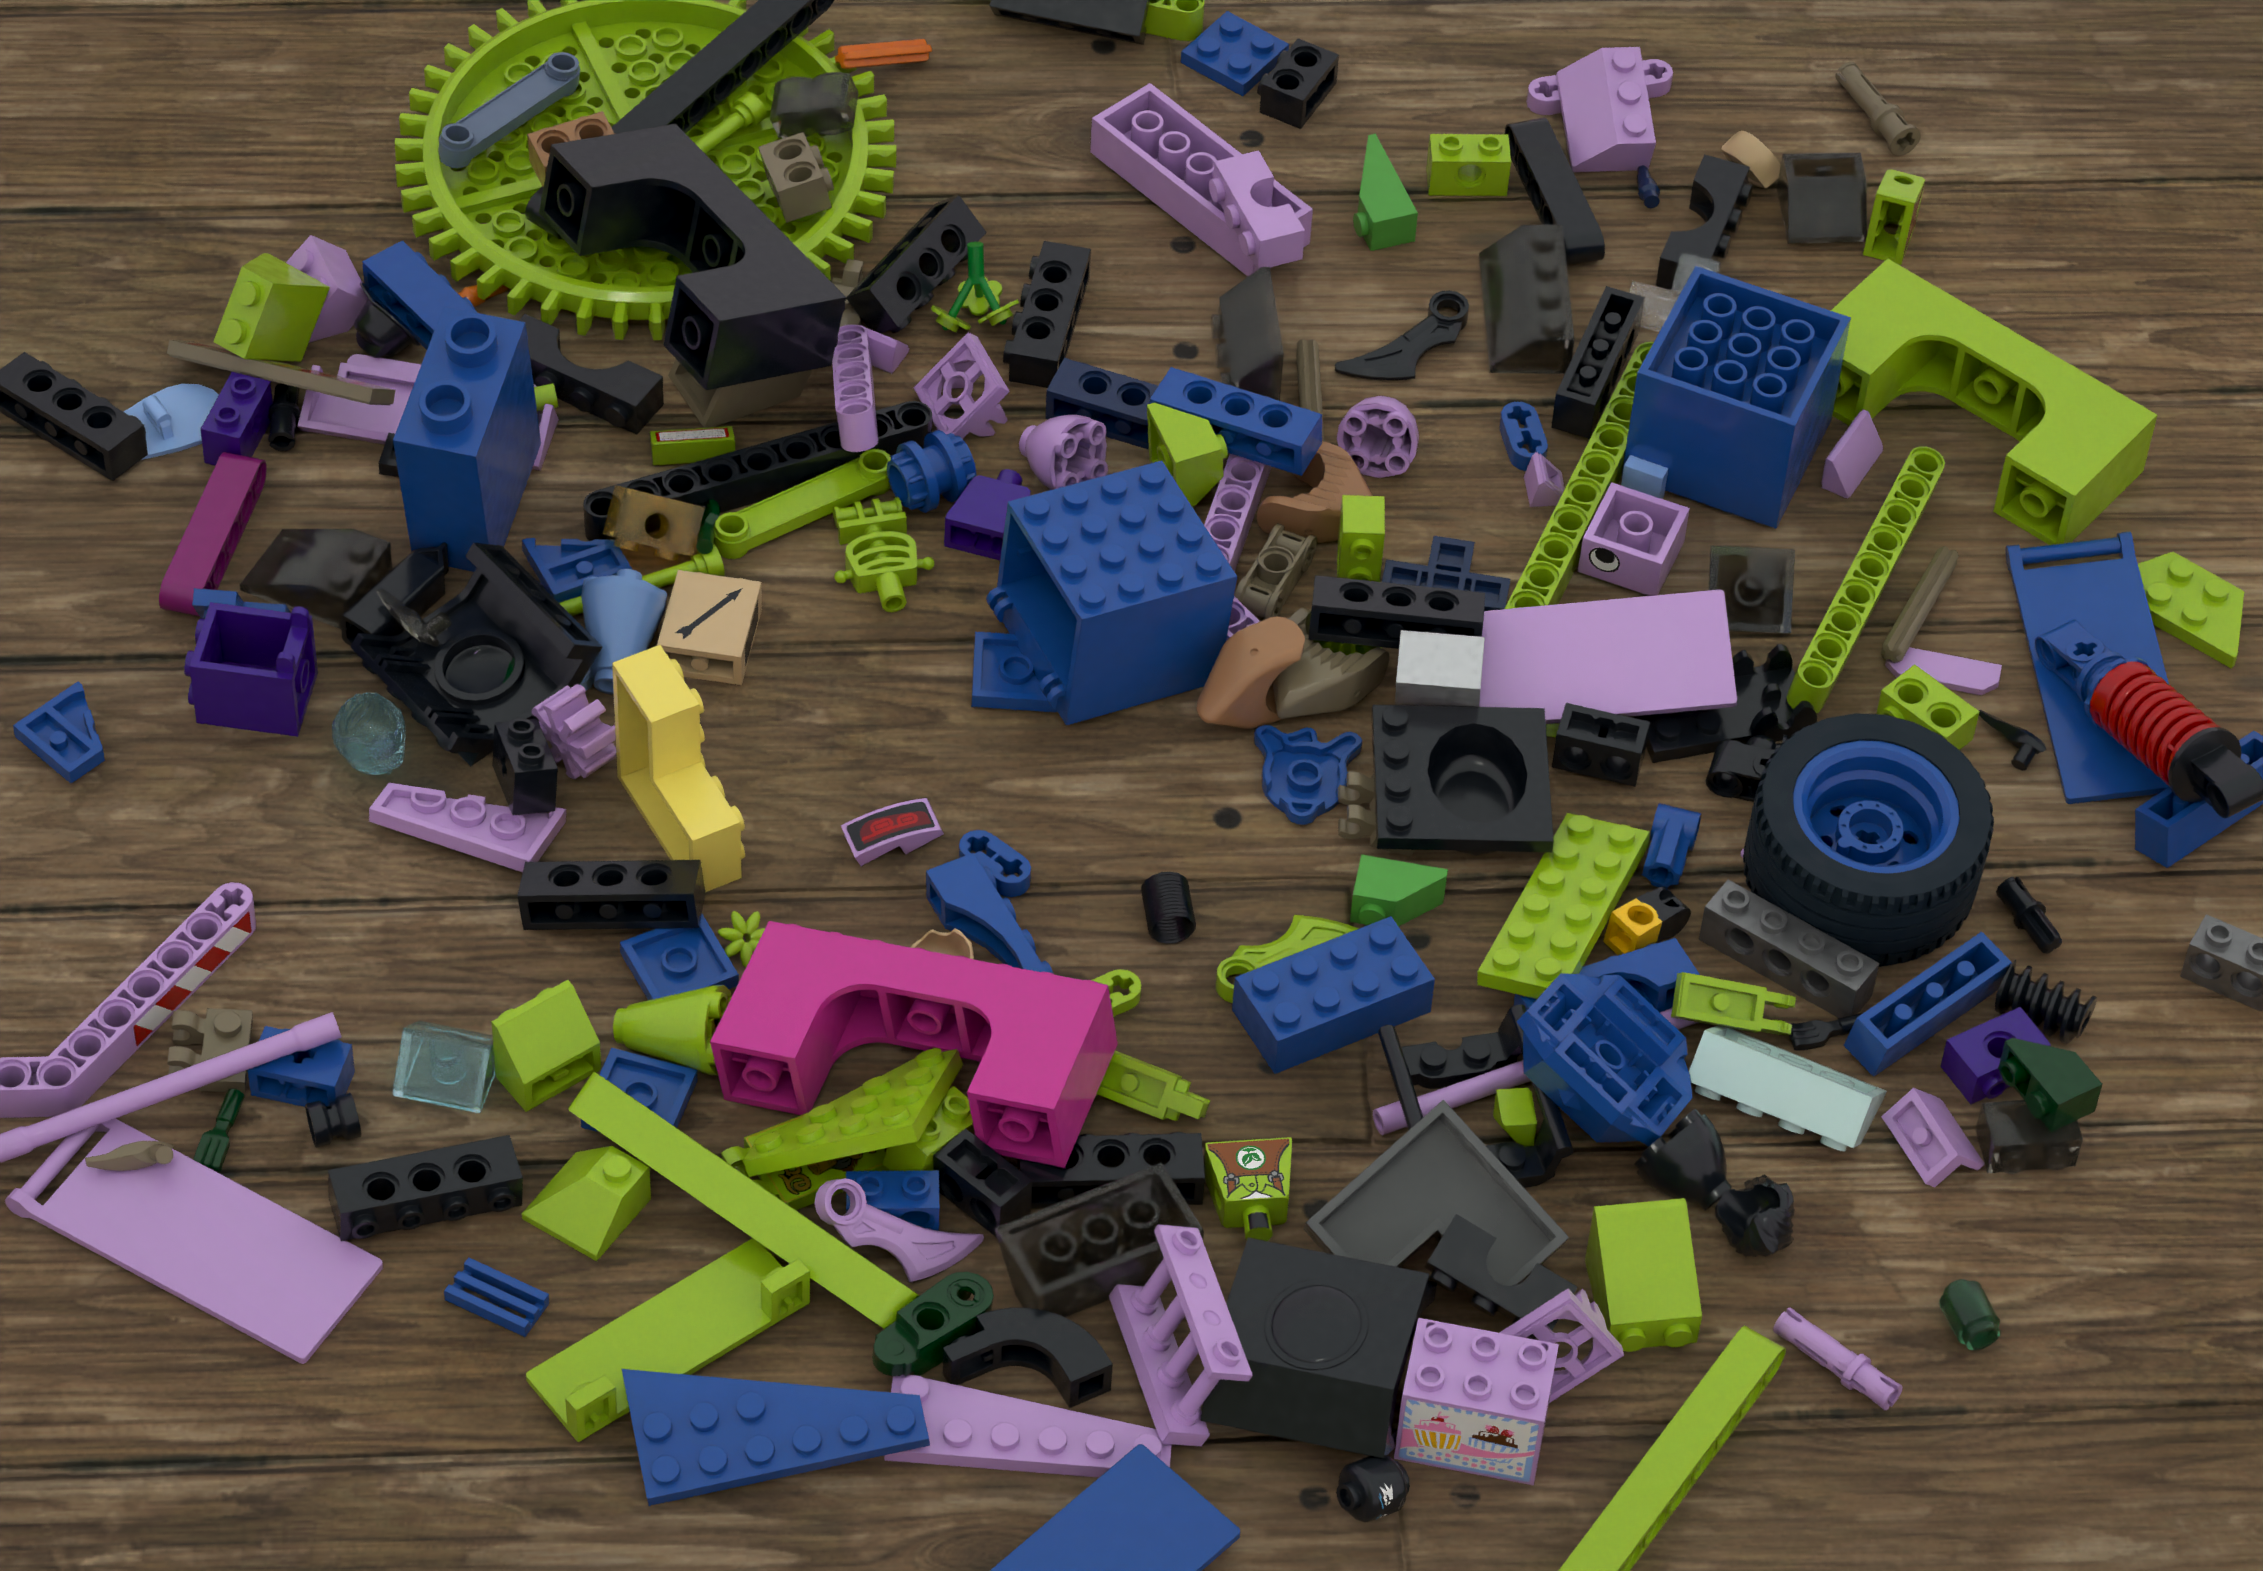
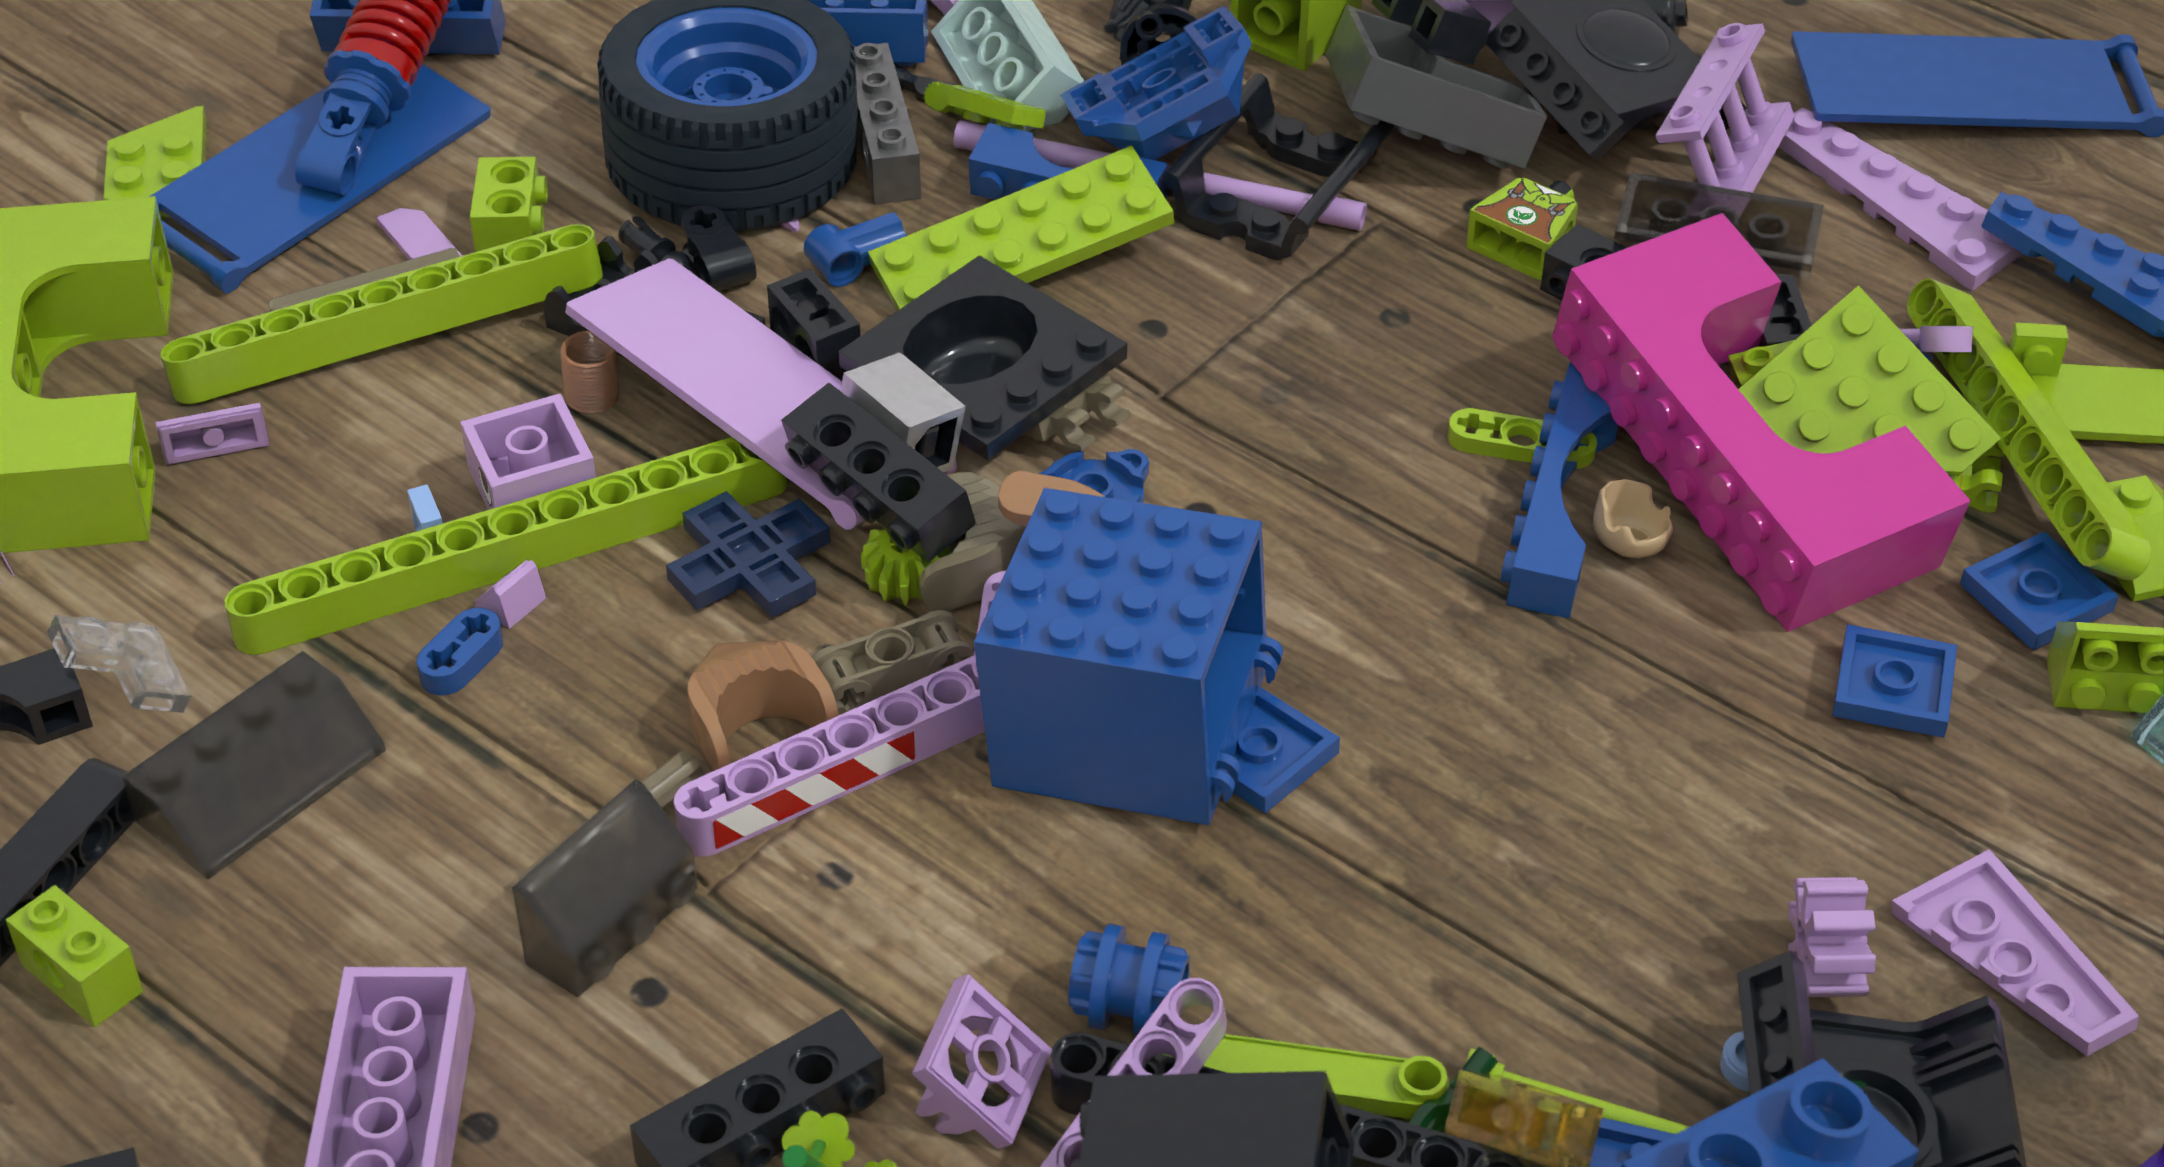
camera: 135 degrees left, 5 degrees down
(370, 734) = (2075, 1100): clear light blue hair -> none
(524, 766) = (1919, 940): black brick -> none
(611, 894) = (1918, 727): black brick -> none
(621, 617) = (1662, 1041): medium blue cone -> none
(665, 769) = (1774, 792): light yellow piece -> none
(675, 1026) = (1952, 598): lime cone -> none
(711, 625) = (1553, 991): tan brick -> none
(748, 930) = (1803, 667): lime plant -> none
(878, 551) = (1270, 964): lime torso -> none
(901, 824) = (1543, 667): slope -> none
(931, 1323) = (1893, 268): dark green piece -> none
(979, 514) = (1100, 890): dark purple torso -> none
(999, 859) = (1487, 591): blue beam -> none
(1032, 1341) = (1851, 237): black arch -> none
(1065, 450) = (955, 912): lavender piece -> none
(1104, 397) = (813, 927): dark blue brick -> none
(1150, 1089) = (1533, 330): lime hinge -> none
(1168, 907) = (1361, 446): black piece -> none
(1187, 449) = (852, 794): lime slope -> none
(1245, 191) = (408, 1012): lavender arch -> none
(1249, 422) = (767, 767): blue brick -> none
(1302, 934) = (1252, 372): lime piece -> none
(1332, 994) = (1297, 300): blue brick -> none
(1361, 537) = (788, 598): lime brick -> none
(1379, 436) = (602, 718): lavender piece -> none
(1384, 207) = (217, 991): bright green slope -> none
(1395, 890) = (1158, 345): bright green slope -> none
(1401, 356) = (458, 817): black piece -> none
(1516, 1114) = (1247, 144): lime slope -> none
(1597, 362) = (332, 624): black brick -> none
(1646, 921) = (949, 197): yellow leg -> none
(1737, 394) = (276, 438): blue piece -> none
(1755, 586) = (473, 374): clear smoke slope -> none
(2025, 741) = (458, 152): black bar -> none

